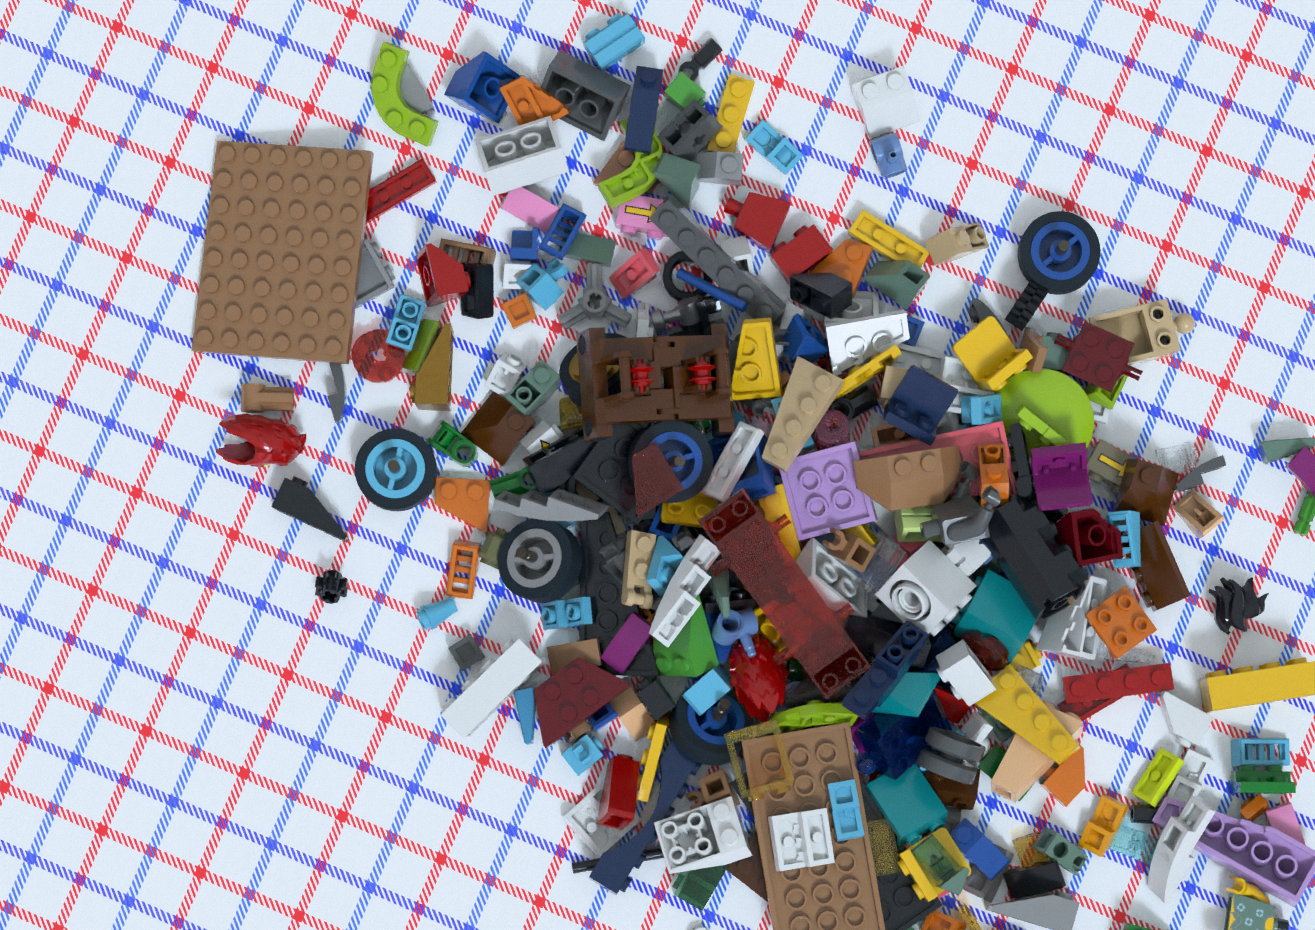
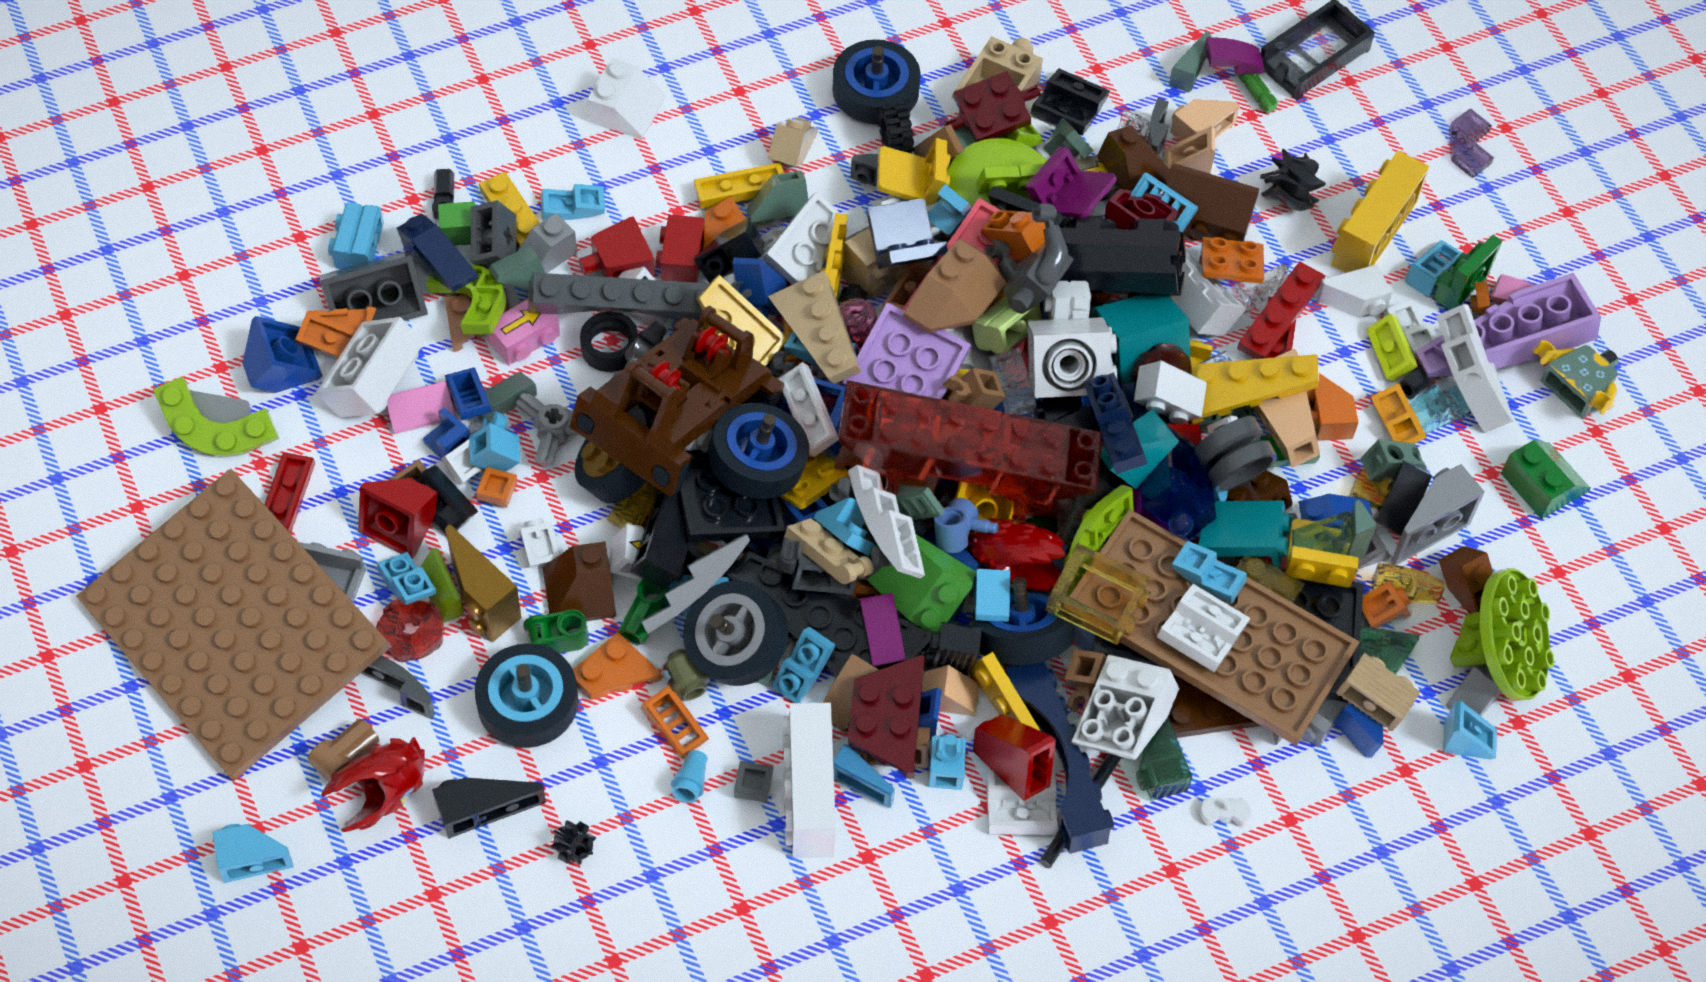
camera: 50 degrees left, 25 degrees down
(157, 408) = (248, 853): none -> medium azure slope
(534, 388) = (576, 518): sand green slope -> none
(635, 273) = (563, 372): coral slope -> none
(653, 478) = (761, 460): clear red wing -> none
(712, 290) = (642, 319): blue bar -> none
(888, 155) = (670, 130): medium blue piece -> none
(1129, 426) = (1066, 136): none -> sand green slope
(1173, 393) = (1070, 99): none -> black slope
(1237, 498) = (1202, 114): none -> light nougat slope

